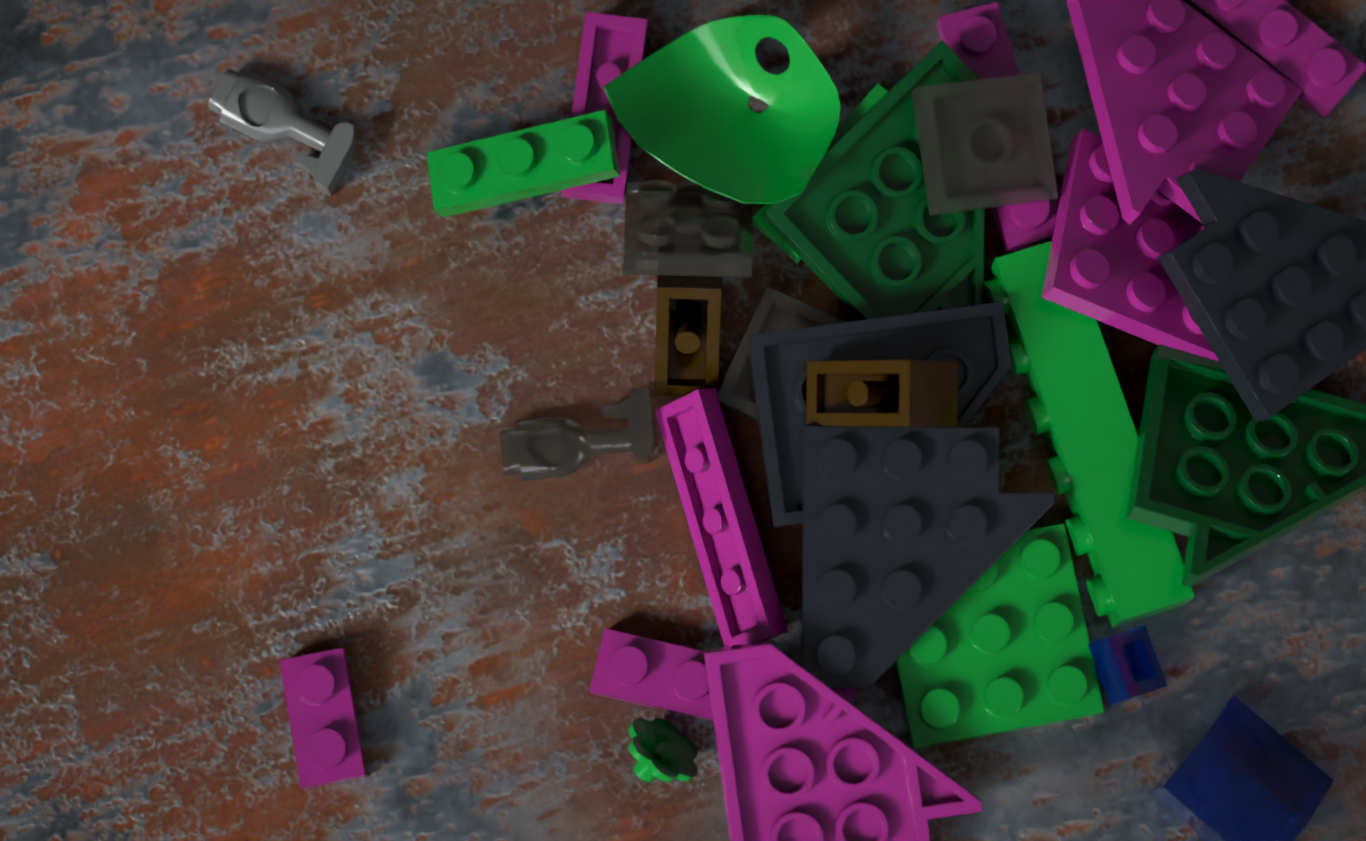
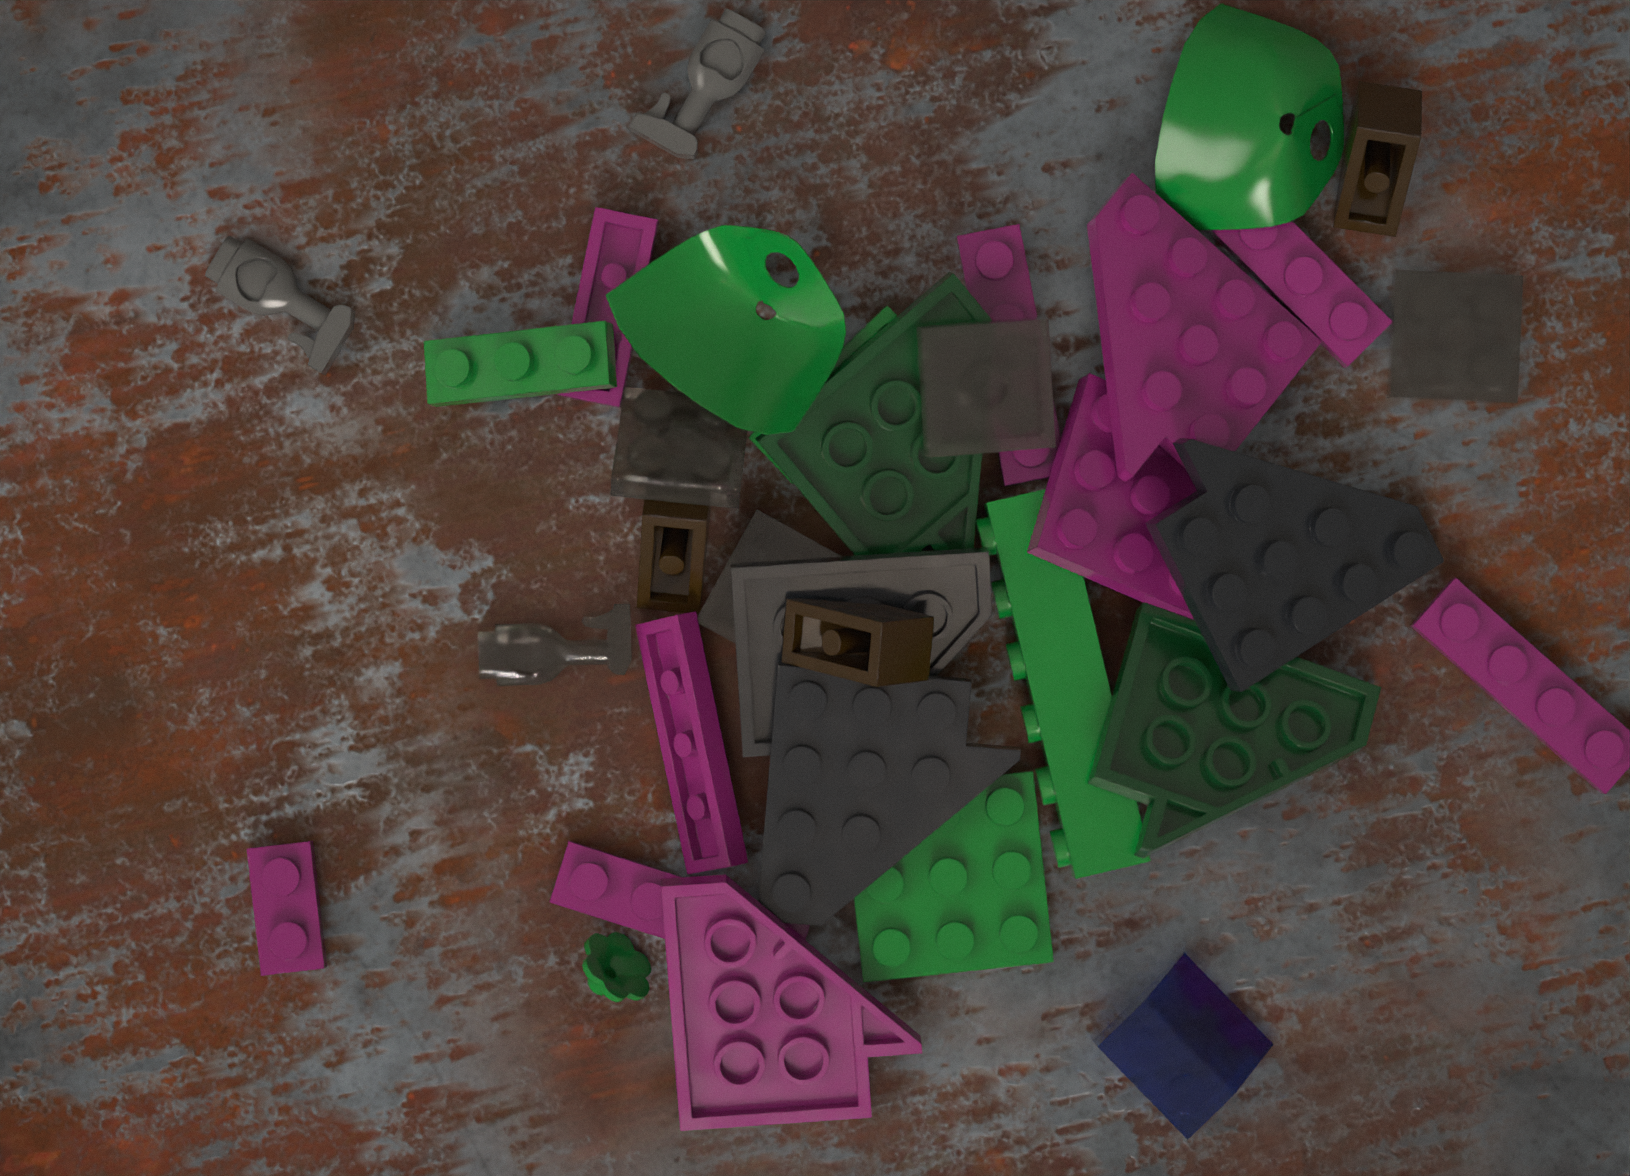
camera: 10 degrees right, 10 degrees up
(1127, 665) = (1081, 918): clear blue plate -> none

